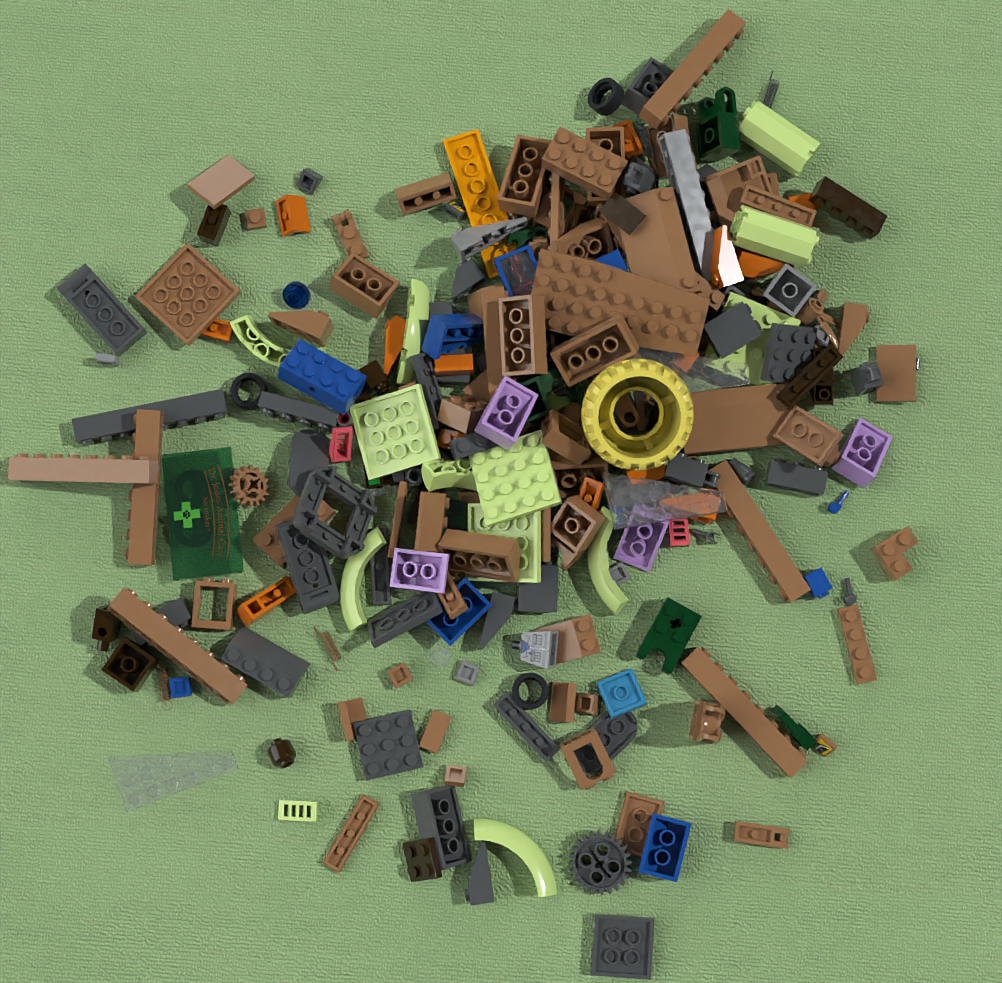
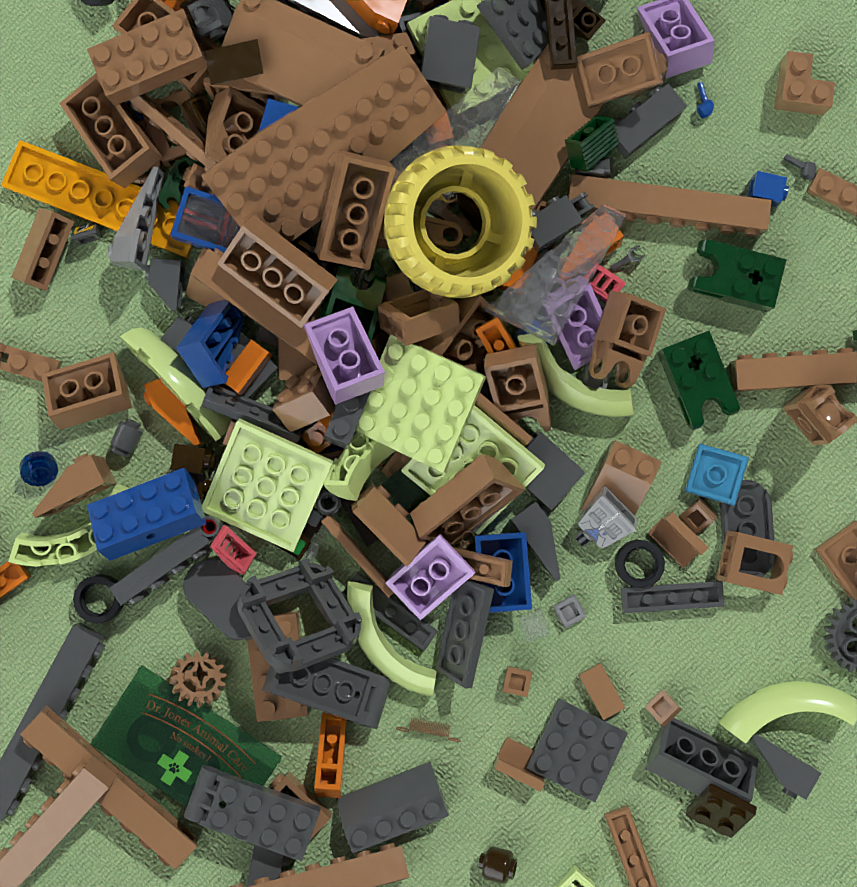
camera: 50 degrees left, 5 degrees up
(197, 580) = (252, 812): none -> dark grey hinge
(355, 330) = (126, 437): none -> dark grey brick
(656, 570) = (625, 337): none -> medium nougat brick
(743, 605) = (732, 273): none -> dark green brick
(753, 455) = (592, 143): none -> dark green brick

